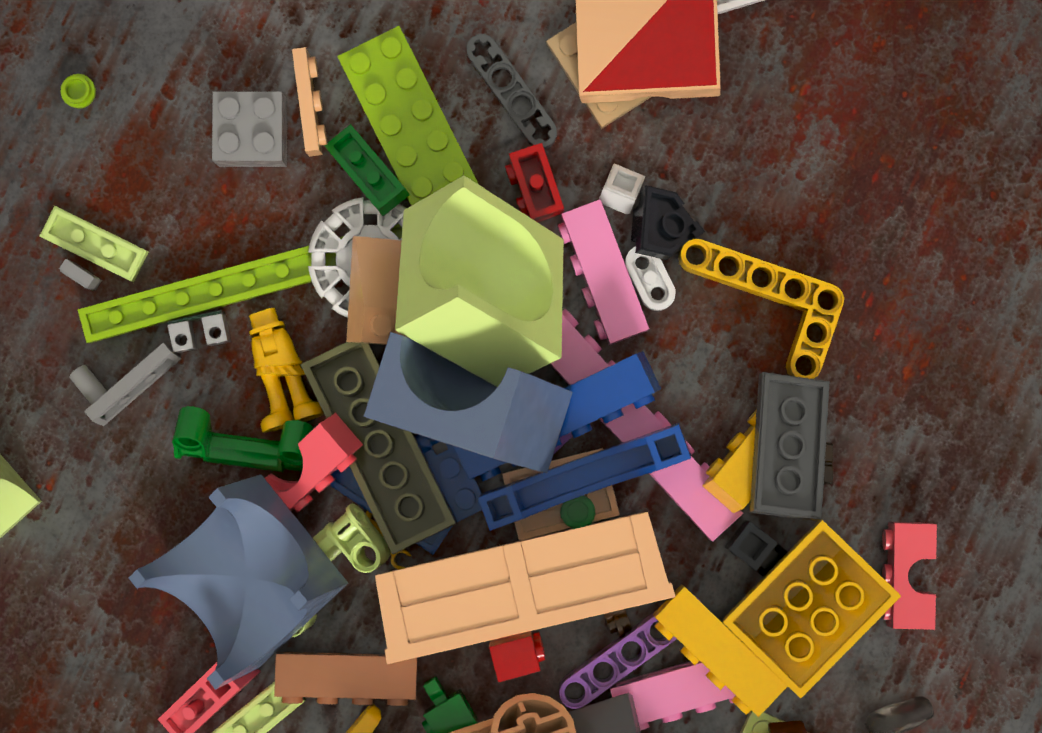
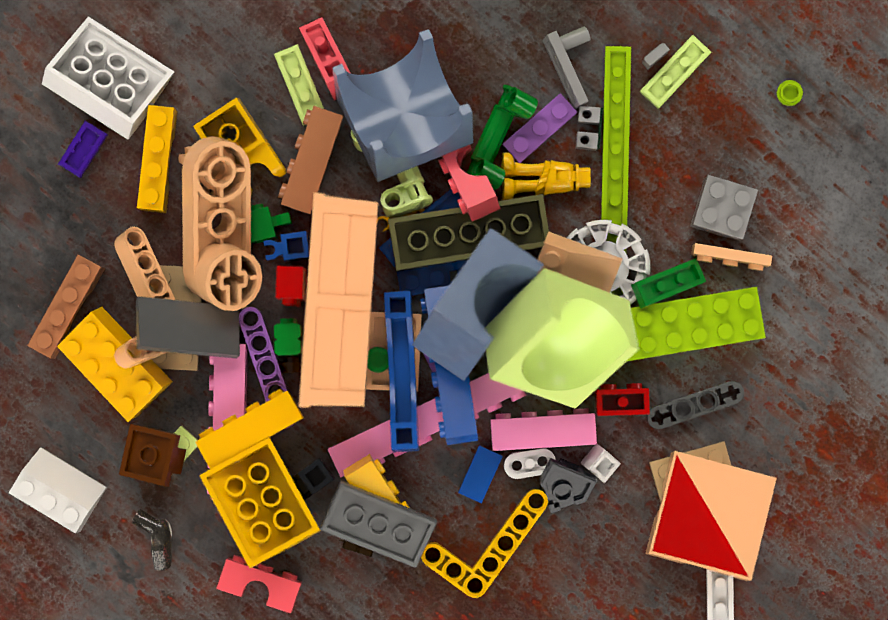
camera: 105 degrees right, 0 degrees up
(218, 394) = (539, 128): none -> medium lavender plate
(466, 667) = (292, 247): none -> blue brick
(584, 637) = (288, 338): none -> green brick
(682, 336) = (480, 474): none -> blue tile

